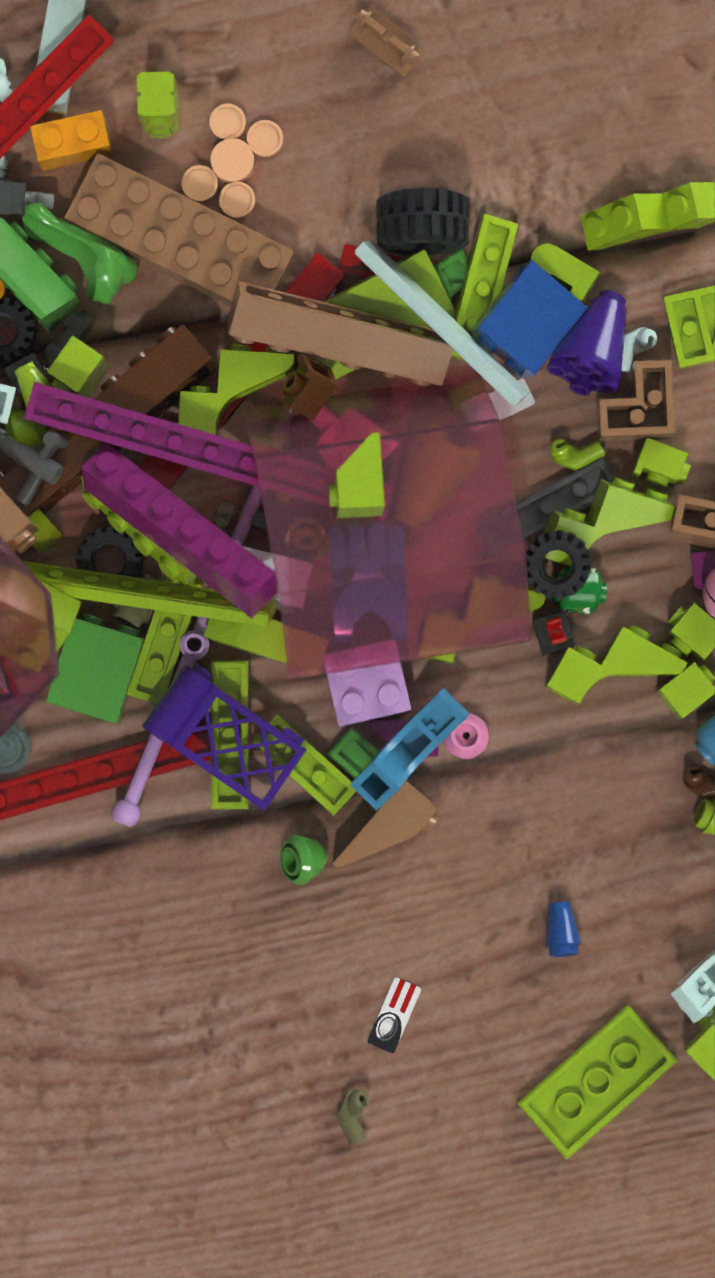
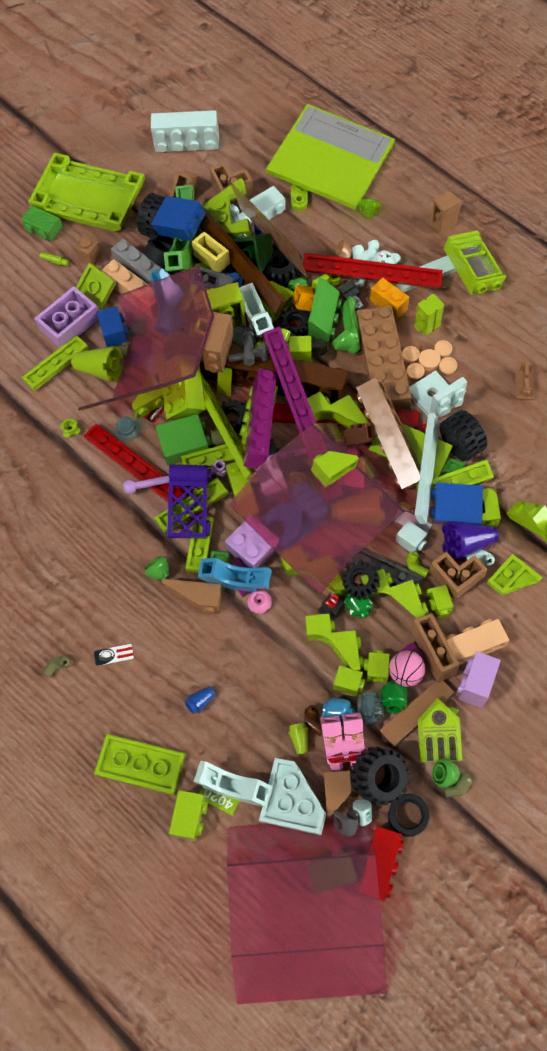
camera: 55 degrees right, 20 degrees down
(328, 192) = (445, 398): none -> light aqua bracket
(529, 428) = (411, 537): none -> light aqua brick

